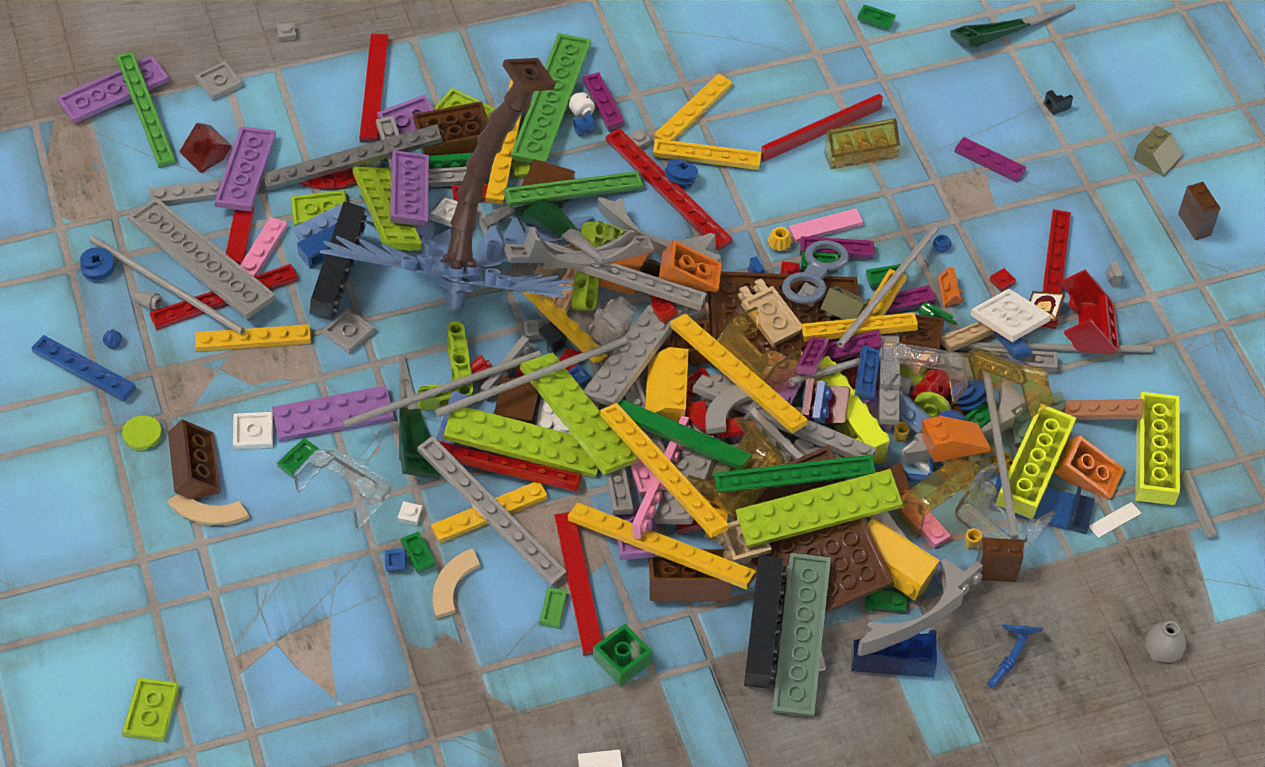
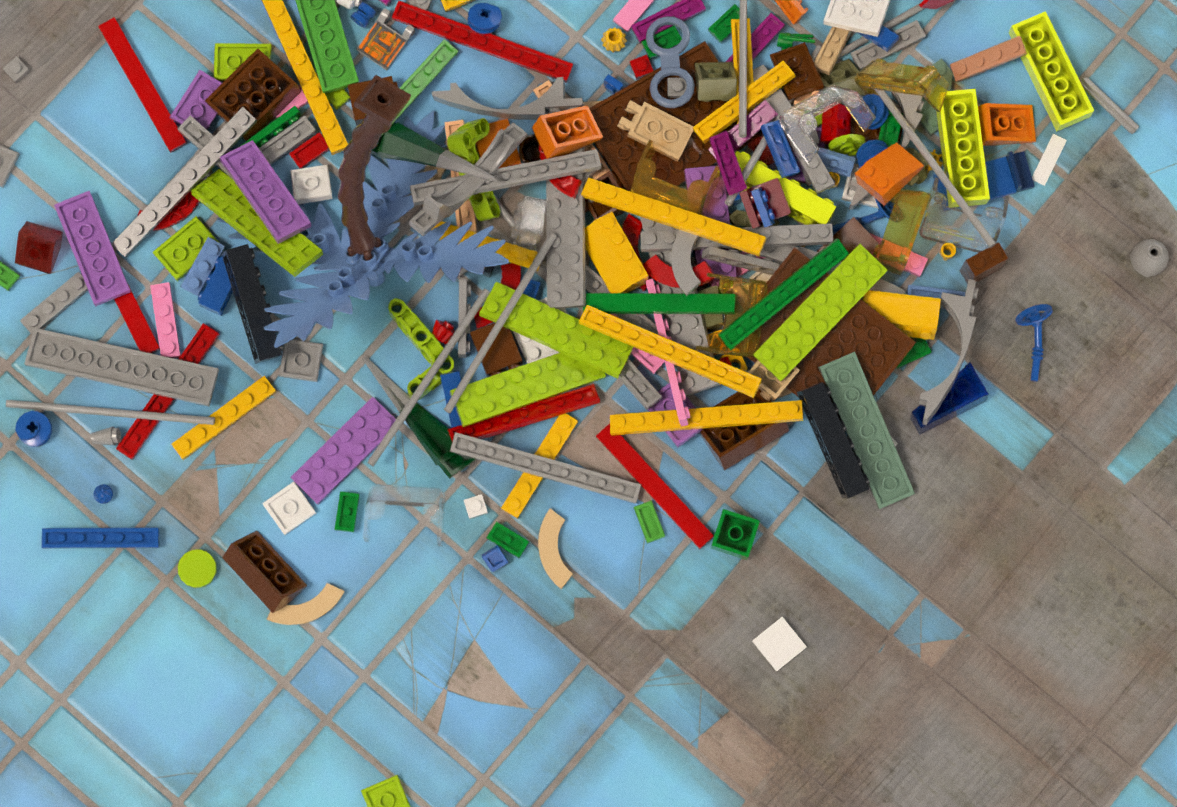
camera: 30 degrees left, 25 degrees up
(587, 151) = (384, 43): none -> flag

